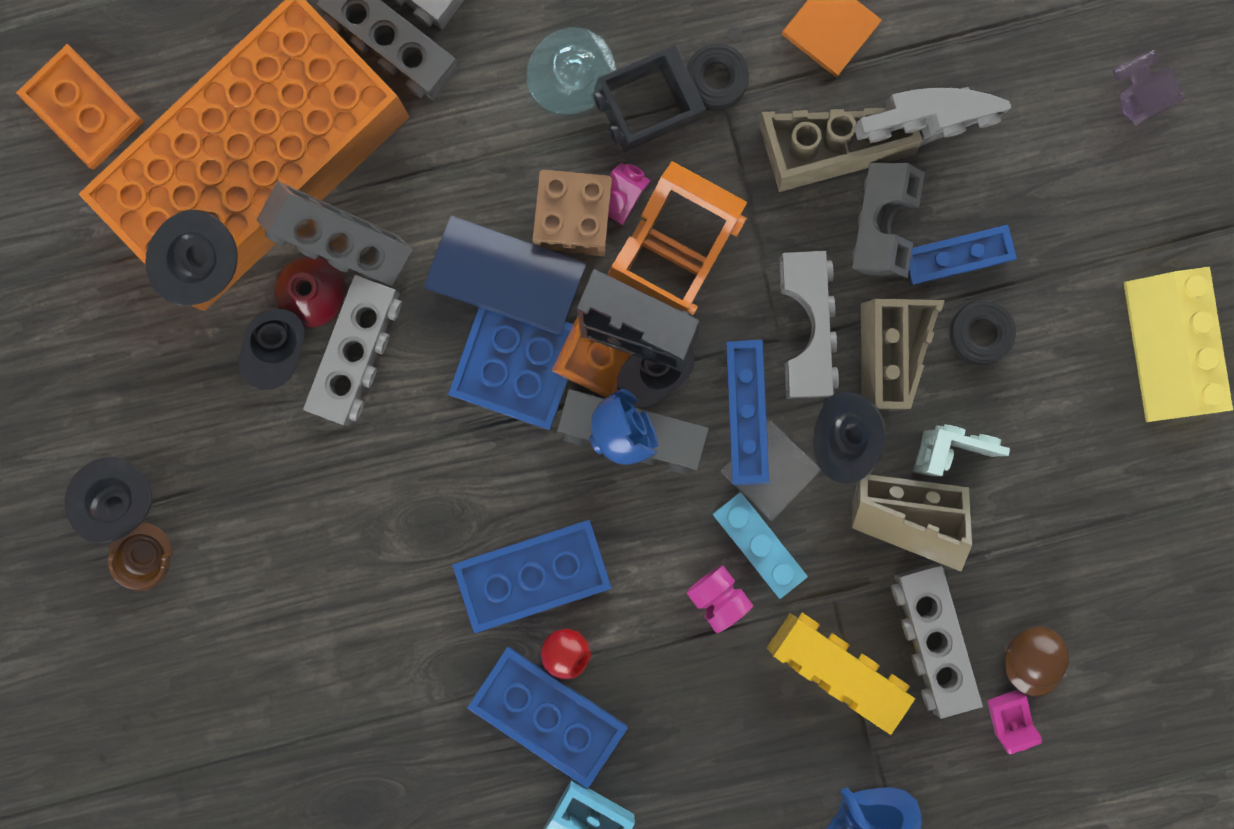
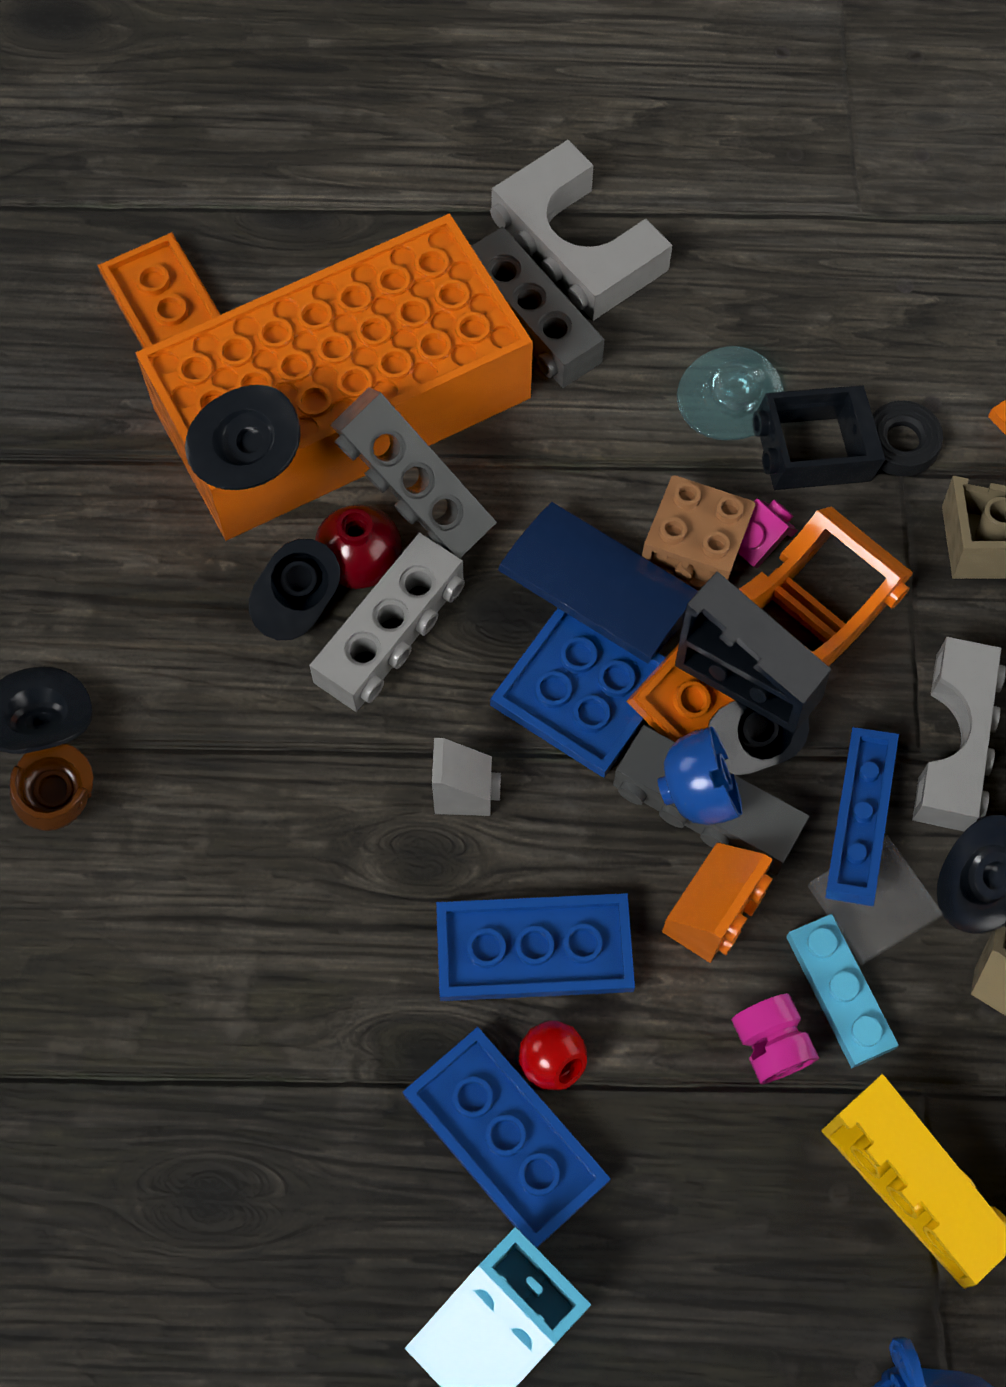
camera: 15 degrees right, 20 degrees down
(445, 468) = (463, 780): none -> light grey slope
(656, 509) = (712, 906): none -> orange slope

